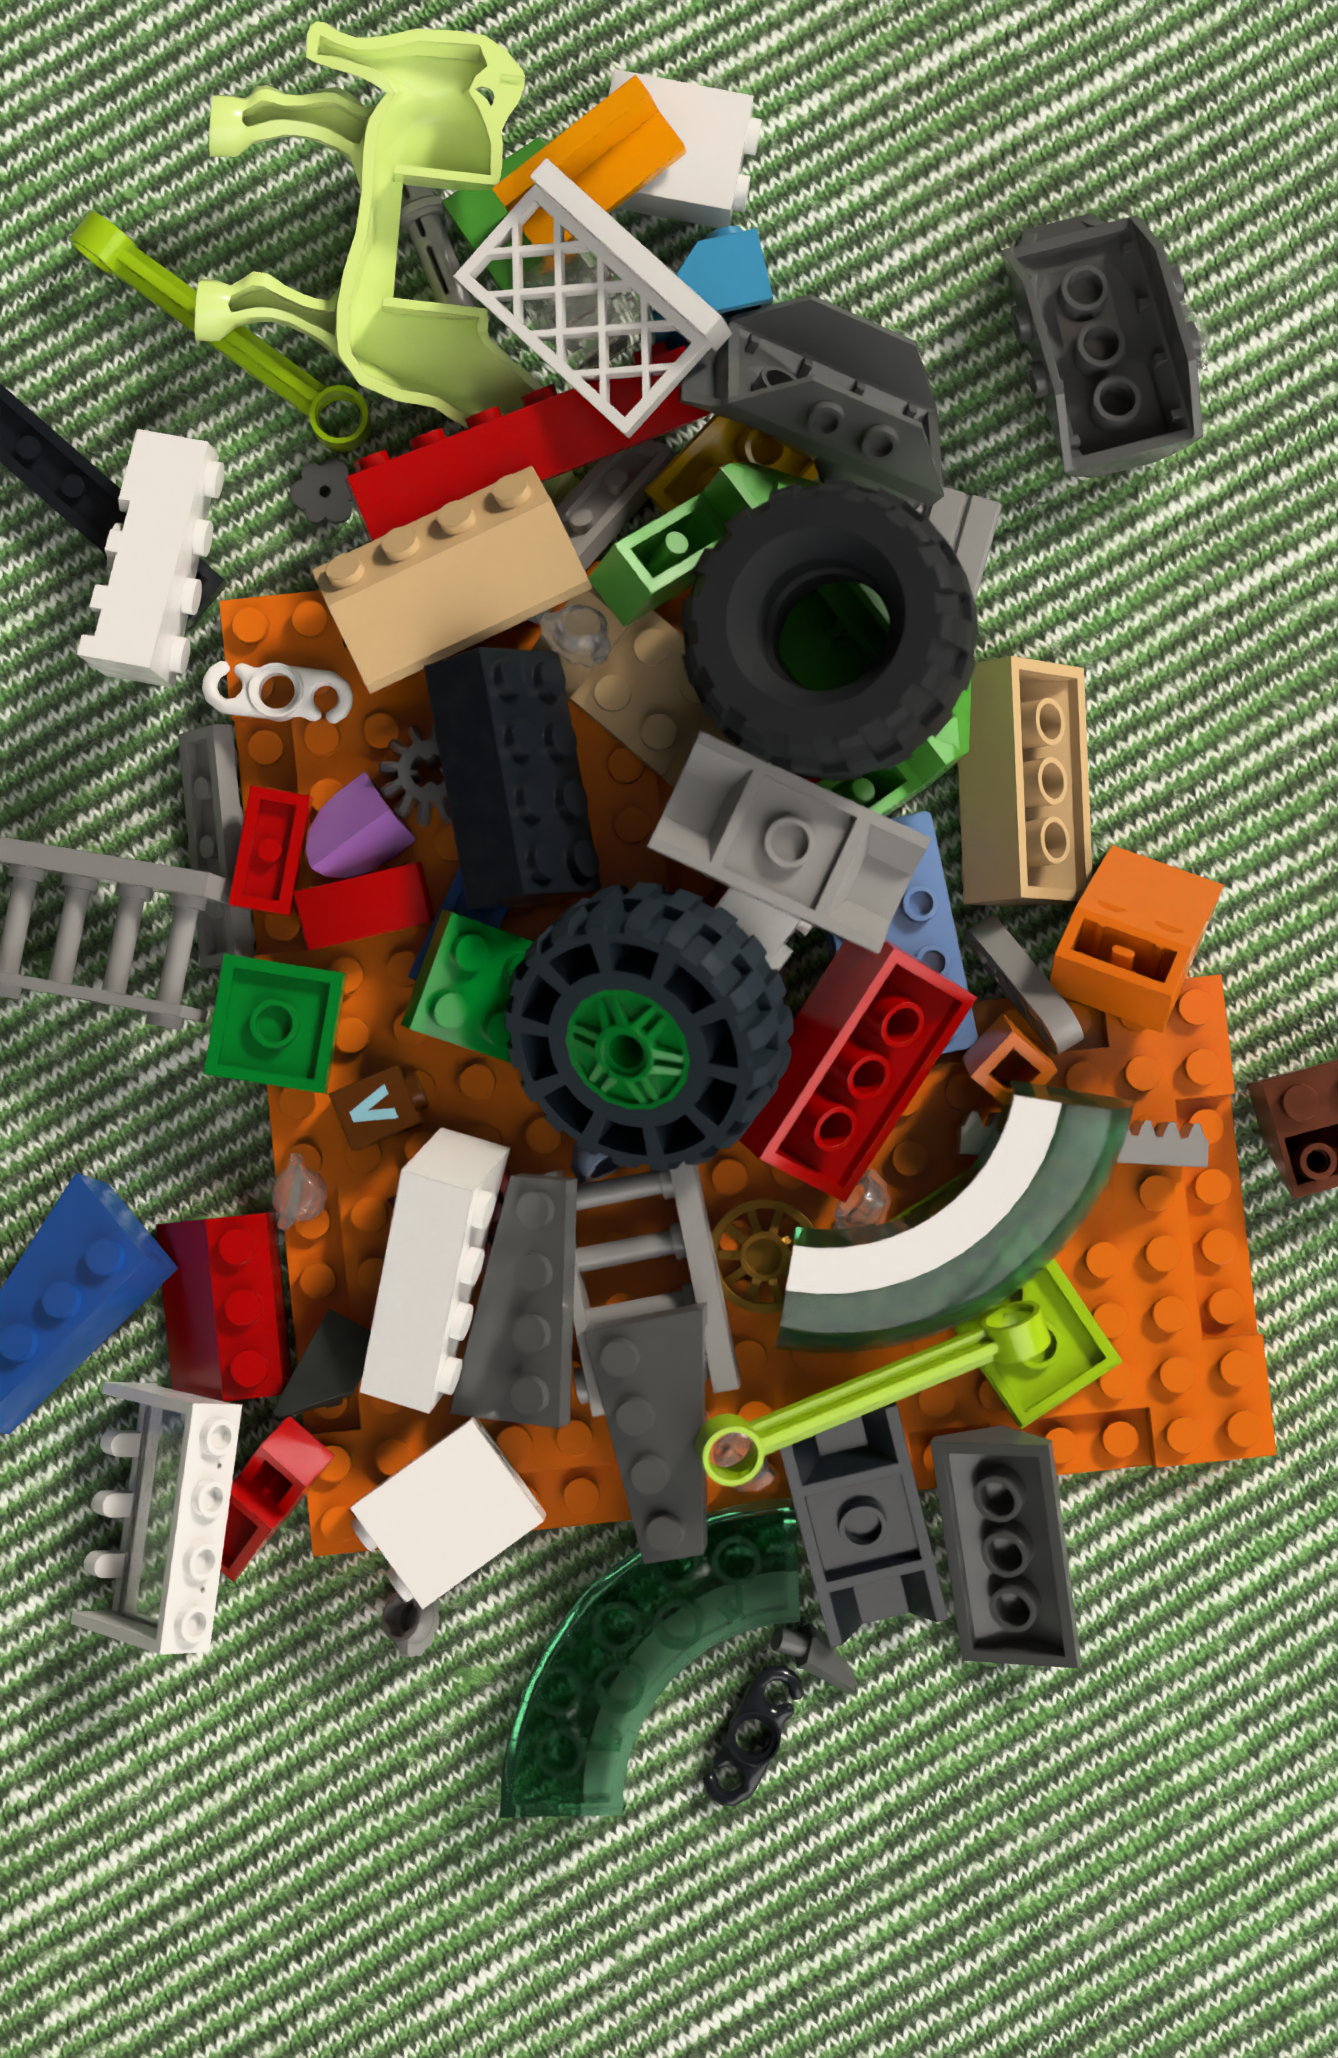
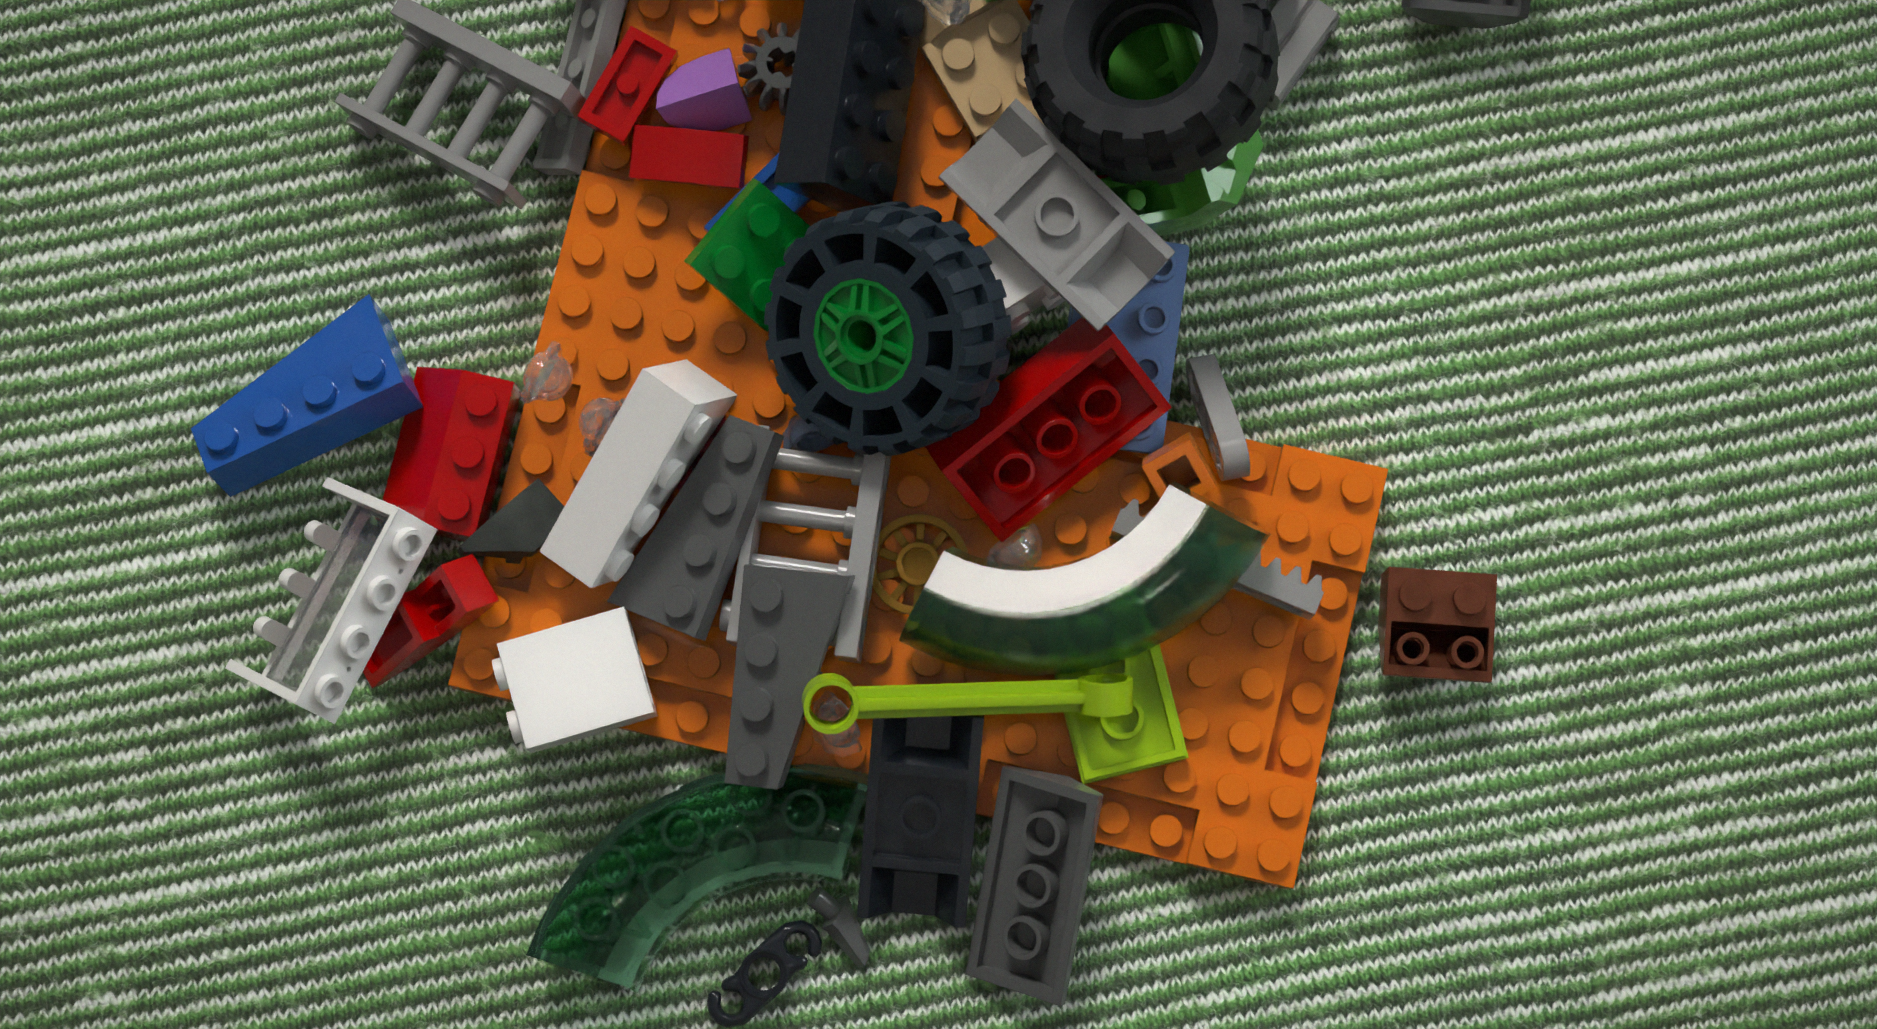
camera: 15 degrees right, 5 degrees down
(275, 1023) = (579, 228): green plate -> none
(371, 1226) = (596, 420): none -> clear piece
(380, 1107) = (641, 326): reddish brown brick -> none
(410, 1625) = (511, 771): light grey piece -> none
(1025, 786) = (1279, 257): tan slope -> none
(1134, 938) = (1322, 410): orange slope -> none

